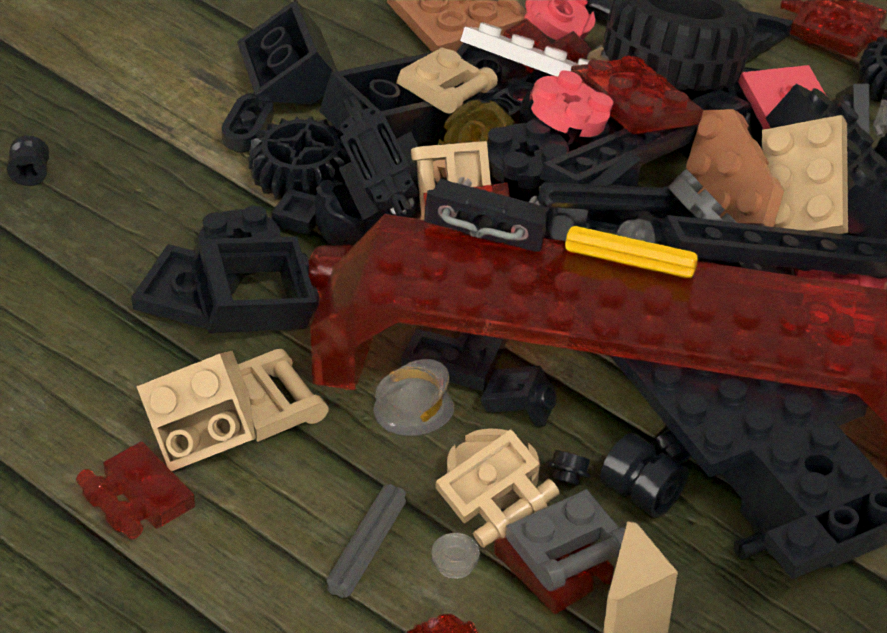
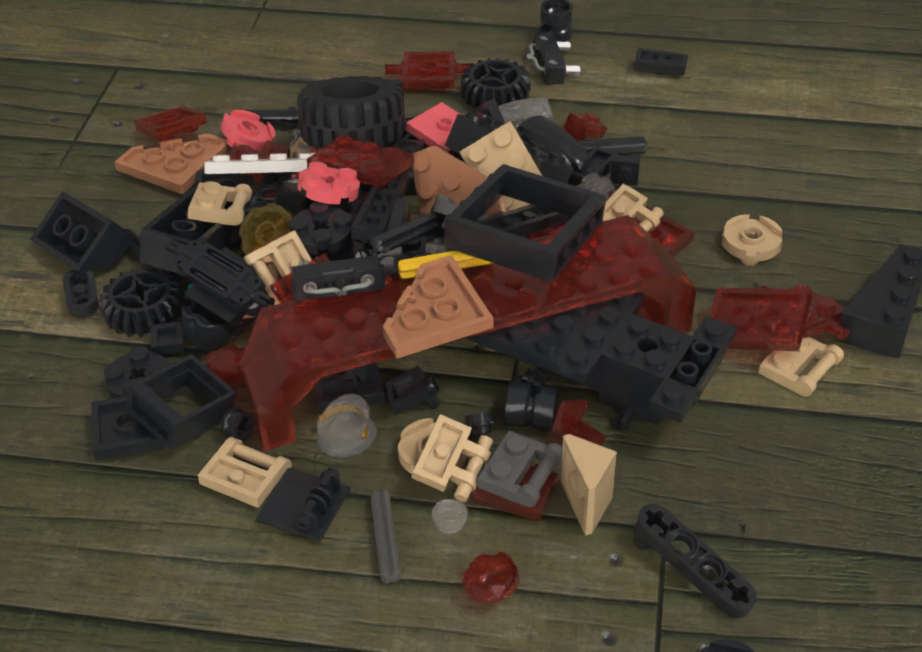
camera: 30 degrees left, 0 degrees up
(146, 483) = (202, 575): clear red plate -> none
(199, 410) = (209, 505): tan slope -> none
(289, 329) = (229, 421): none -> black bush
(308, 460) = (305, 503): none -> black hinge
(567, 300) = (436, 310): none -> nougat plate
(676, 526) = (570, 421): none -> clear red bracket
(741, 302) = (516, 252): none -> black window

